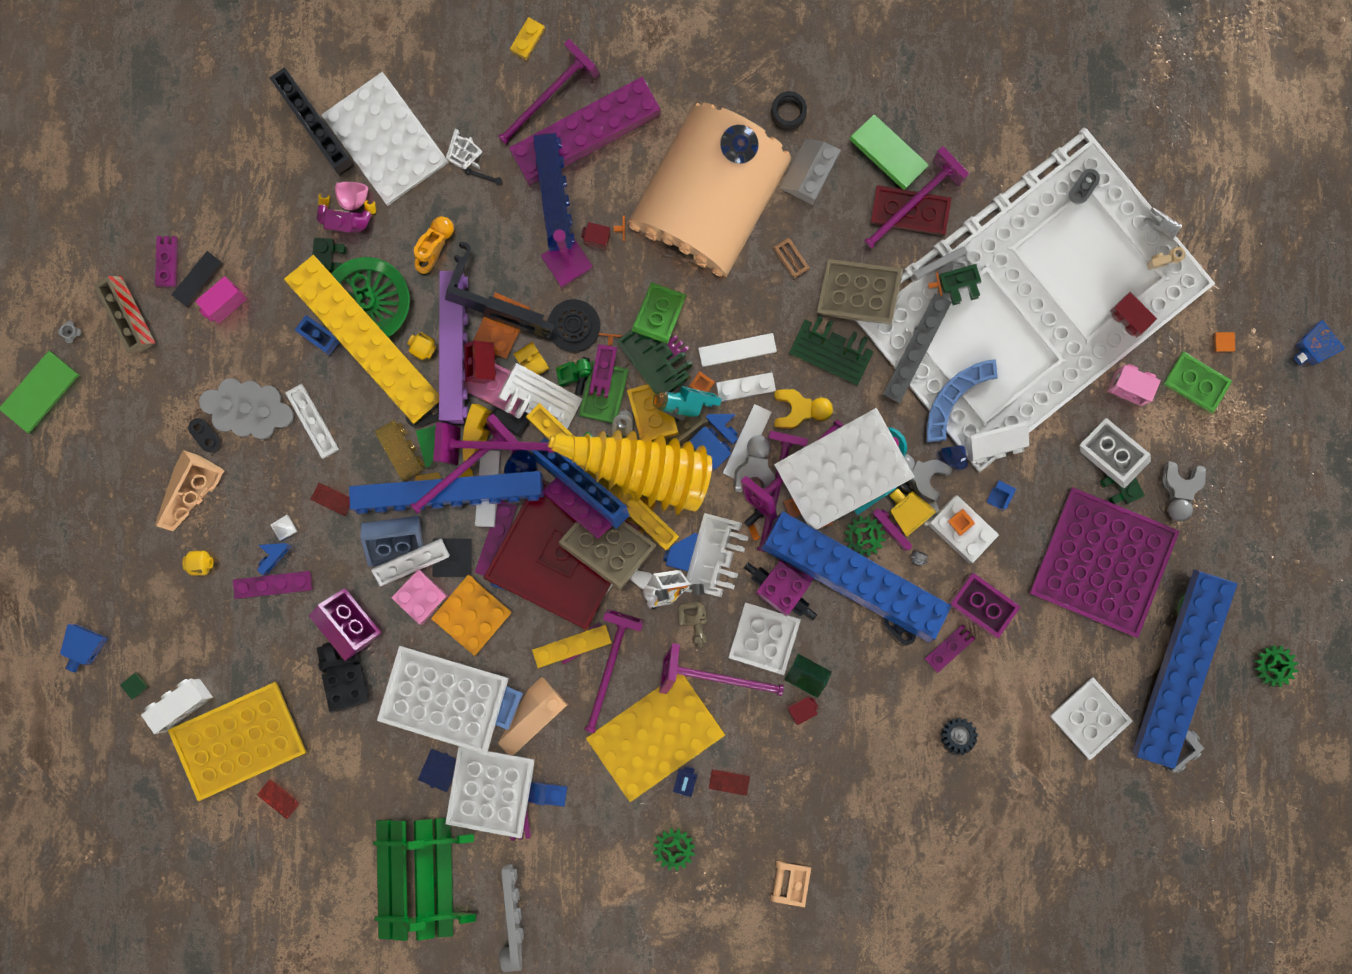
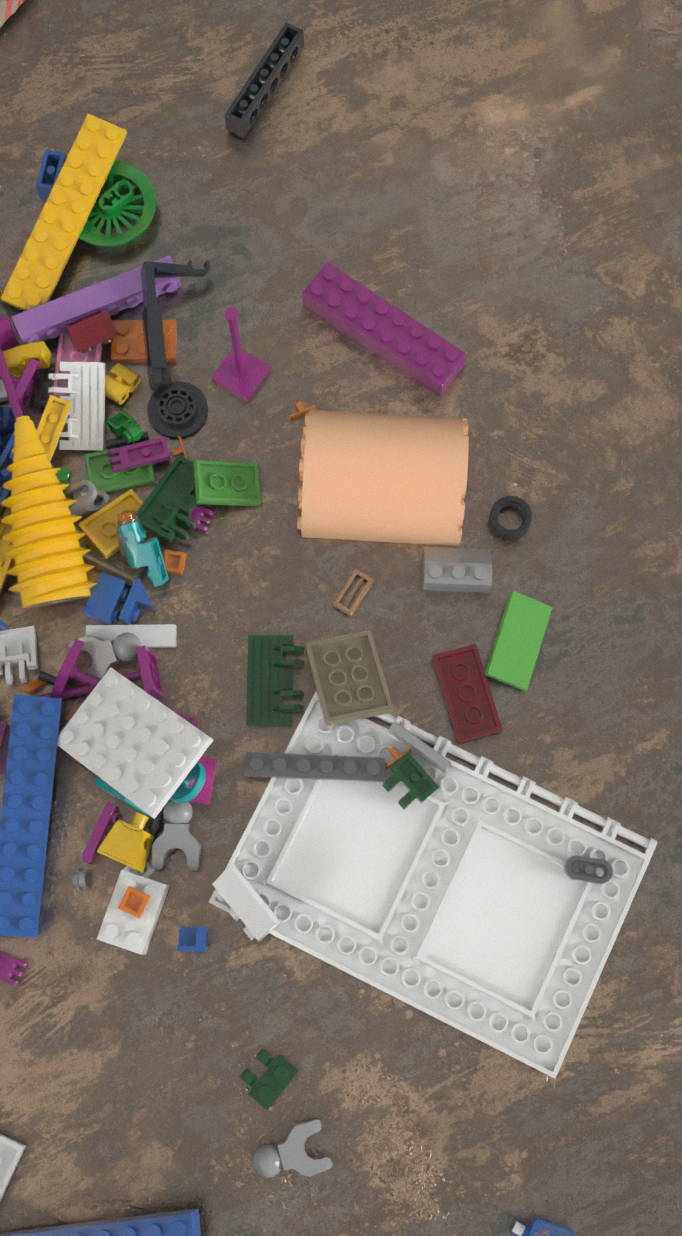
camera: 65 degrees right, 10 degrees down
(166, 262) = (68, 21): magenta hinge -> none
(197, 279) = (63, 54): black tile -> none
(220, 300) = (47, 77): dark pink piece -> none
(323, 250) = (140, 150): dark green plate -> none
(343, 220) = (180, 150): magenta torso -> none
(351, 195) = (210, 146): bright pink helmet -> none
(384, 138) = (282, 155): white plate -> none
(421, 346) = (86, 273): yellow head -> none
(432, 242) = (194, 237): light orange piece -> none
(463, 151) = (305, 227): white piece -> none
(498, 181) = (292, 273): black hinge -> none
(527, 38) = (452, 236): yellow plate -> none
(552, 188) = (299, 320): clear blue brick -> none
(580, 60) = (452, 290): magenta tile -> none
(596, 235) = (280, 388): dark red brick -> none
(731, 148) = (432, 479): dish -> none
(737, 350) = (227, 582): white tile -> none
(746, 387) = (191, 608): white plate -> none
(802, 409) = (191, 675): yellow piece -> none
(872, 541) = (79, 815): green gear -> none
(949, 167) = (531, 709): magenta tile -> none
(952, 392) = (281, 828): medium blue tile -> none
(955, 457) = (211, 866): clear blue helmet -> none
(984, 605) = (54, 976): magenta brick -> none
(1104, 562) = (166, 1099): magenta plate -> none
(1115, 453) = (296, 1048): white brick -> none
(1133, 315) = (467, 994): dark red brick -> none
(1134, 385) = (387, 1034): bright pink brick -> none
(1160, 260) = (546, 997): tan plate -> none
(1166, 225) = (592, 986): light grey hinge -> none
(1197, 382) = (430, 1113): bright green tile -> none
(1224, 341) = (493, 1123): orange tile -> none

